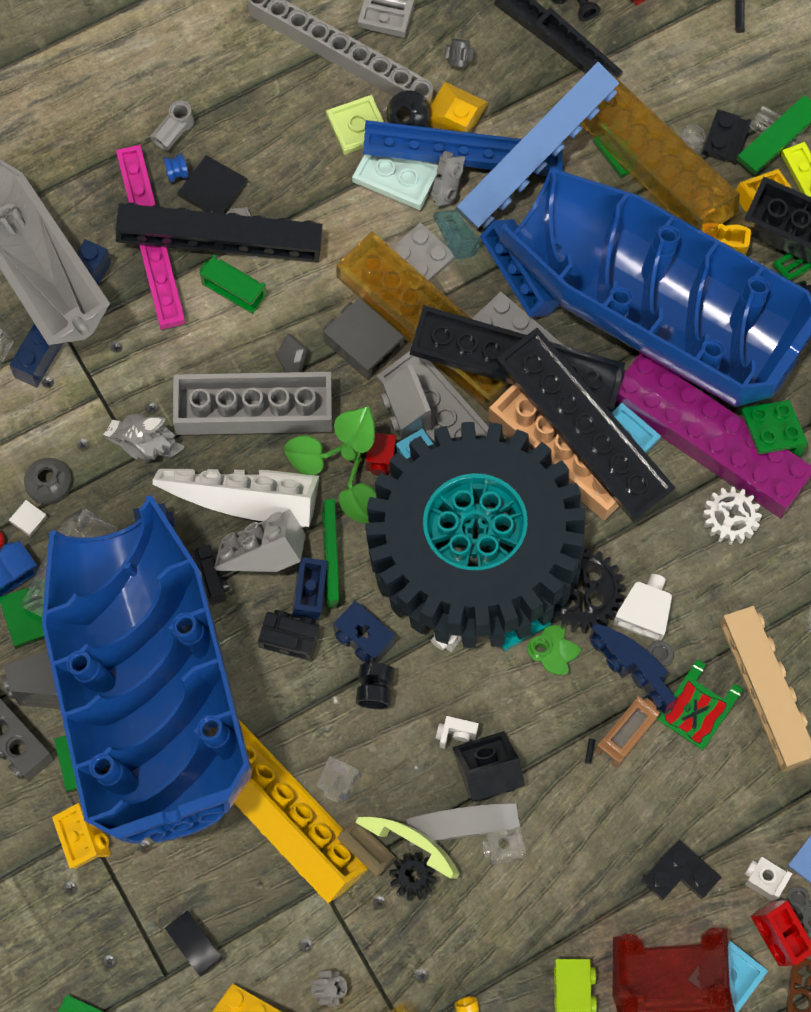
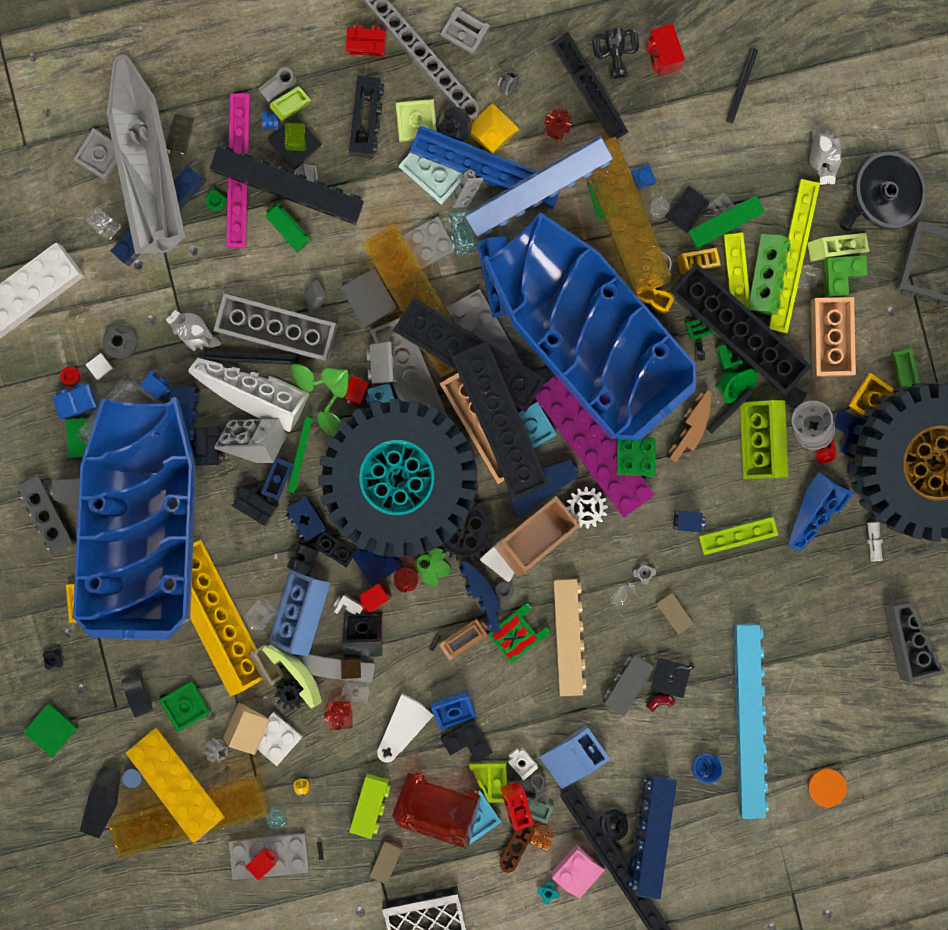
camera: 15 degrees right, 20 degrees up
(50, 925) = (48, 663): none -> black plate
(70, 230) = (171, 137): none -> clear smoke slope
(114, 515) = (156, 386): none -> blue brick
(130, 279) = (215, 200): none -> green tile
(194, 141) = (290, 103): none -> lime tile
(213, 174) = (295, 137): none -> clear neon green panel
(228, 452) = (250, 357): none -> black axle
(266, 942) = (185, 706): none -> green tile
(269, 52) = (366, 41): none -> red brick
(289, 99) = (369, 85): none -> black brick
(364, 944) = (245, 729): none -> tan slope
(391, 761) = (299, 613): none -> medium blue slope
(408, 950) = (278, 739): none -> white plate
(415, 664) = (334, 549): none -> black slope
(476, 667) = (375, 566): none -> clear blue plate
(486, 812) = (350, 668): none -> dark brown tile
(489, 704) = (374, 597): none -> red brick
(490, 885) = (339, 715): none -> clear red brick
(524, 672) = (406, 579): none -> clear red wheel
(534, 81) = (557, 130): none -> clear red brick
(585, 873) = (404, 725): none -> white piece
(646, 832) = (453, 709): none -> blue slope
(648, 529) = (557, 477): none -> dark blue slope
(663, 111) = (643, 177): none -> blue plate
(681, 561) = (537, 536): none -> medium nougat piece
(732, 912) = (491, 778): none -> lime wing

